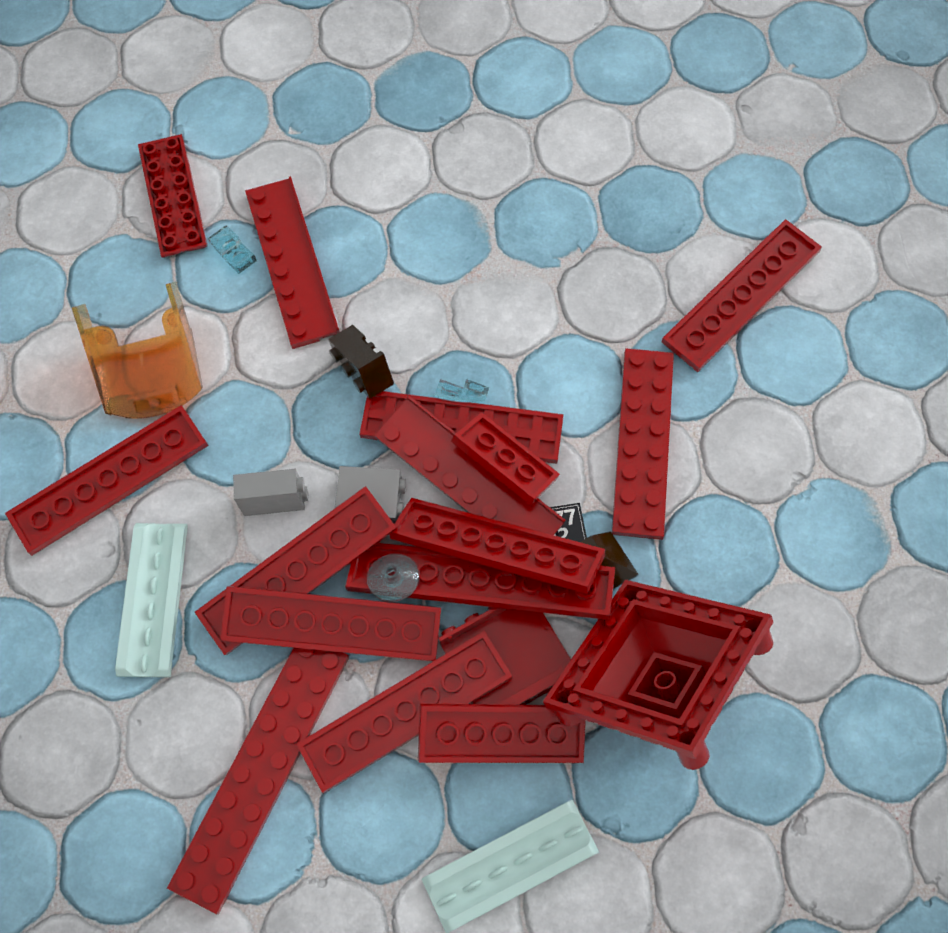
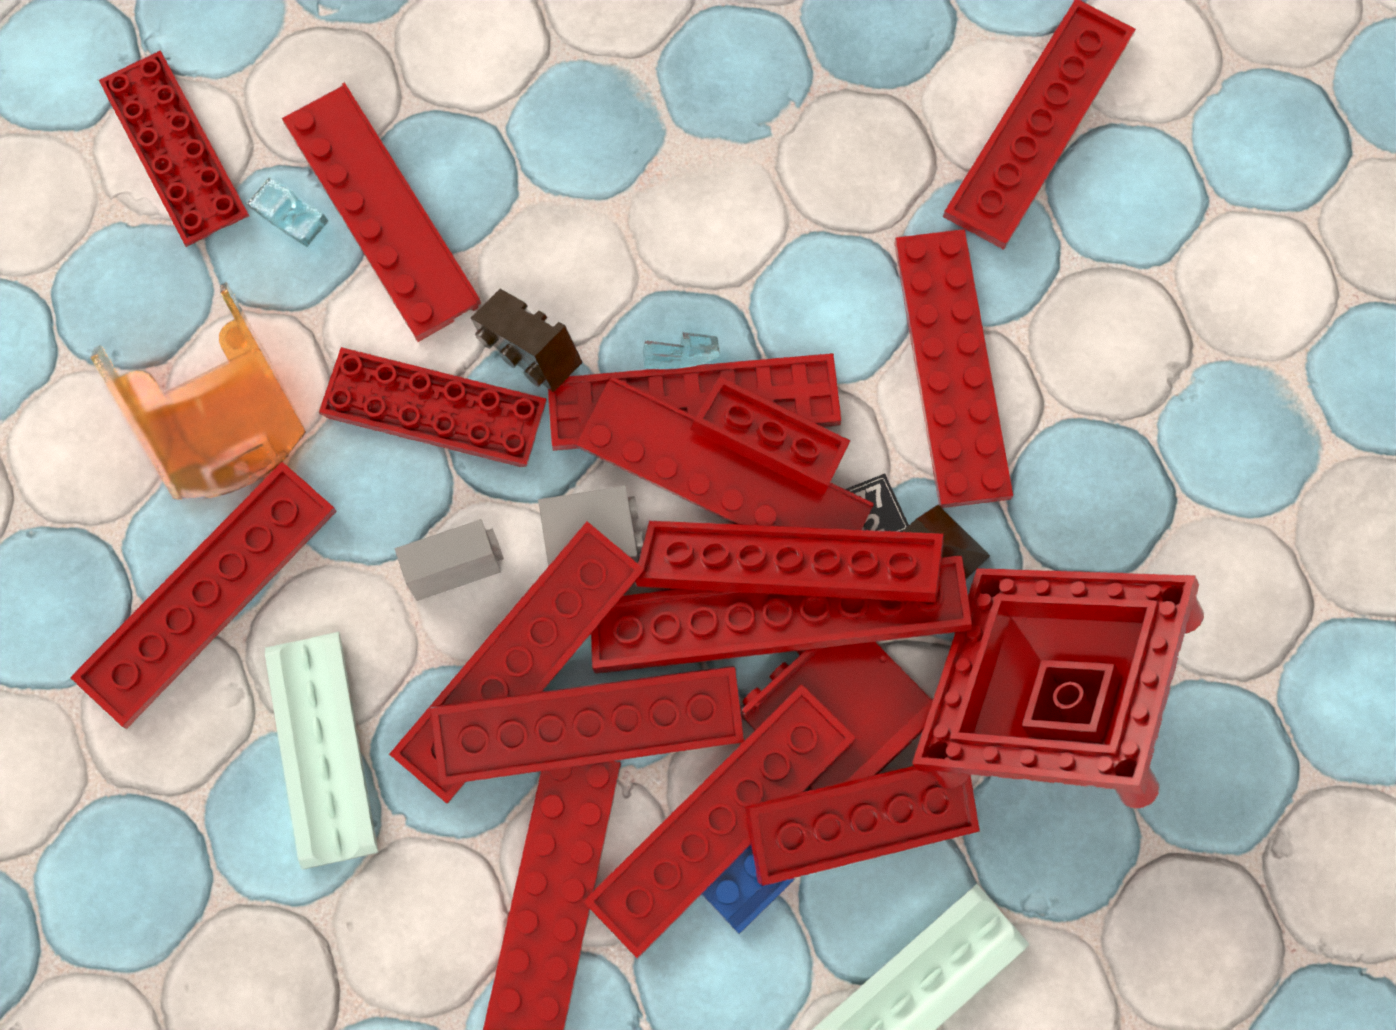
camera: 15 degrees left, 5 degrees up
(290, 392) = (433, 407): none -> red plate
(396, 586) = (657, 655): clear light blue dish -> none
(404, 768) = (739, 895): none -> blue plate

